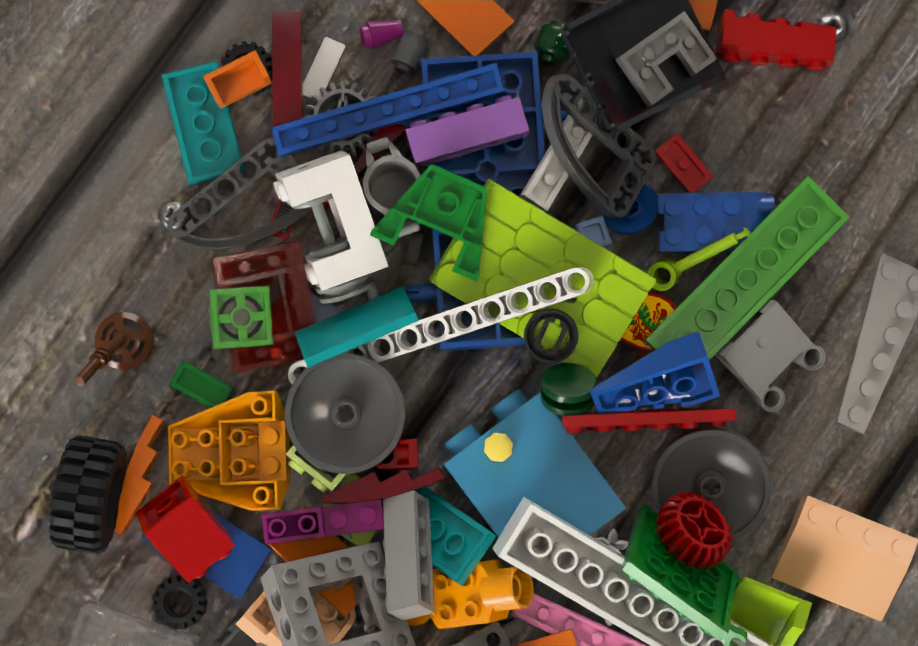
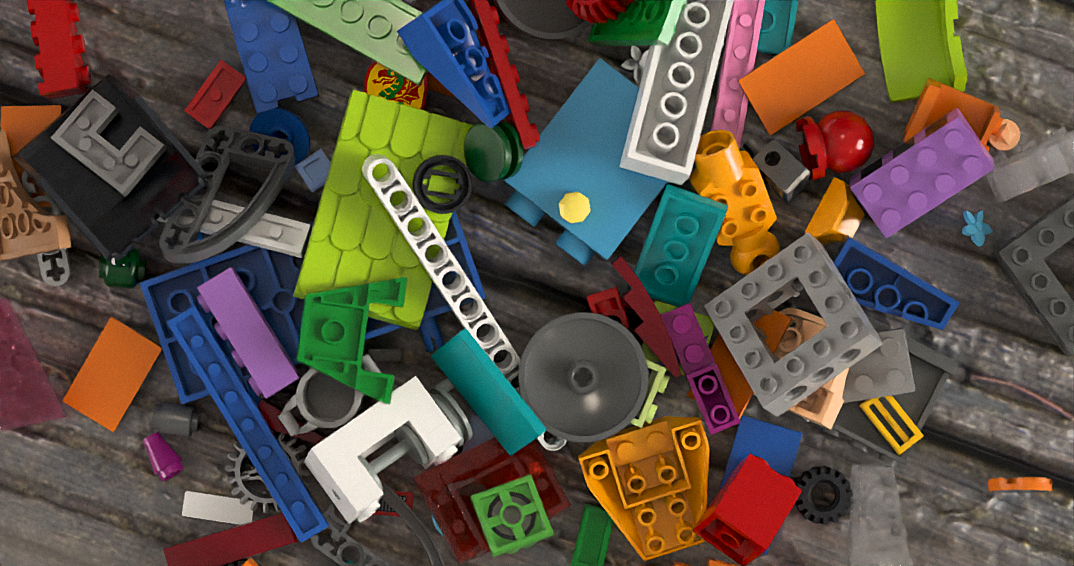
camera: 100 degrees left, 5 degrees up
(408, 556) = (712, 270): light grey brick -> none
(677, 267) = (330, 72): lime piece -> none

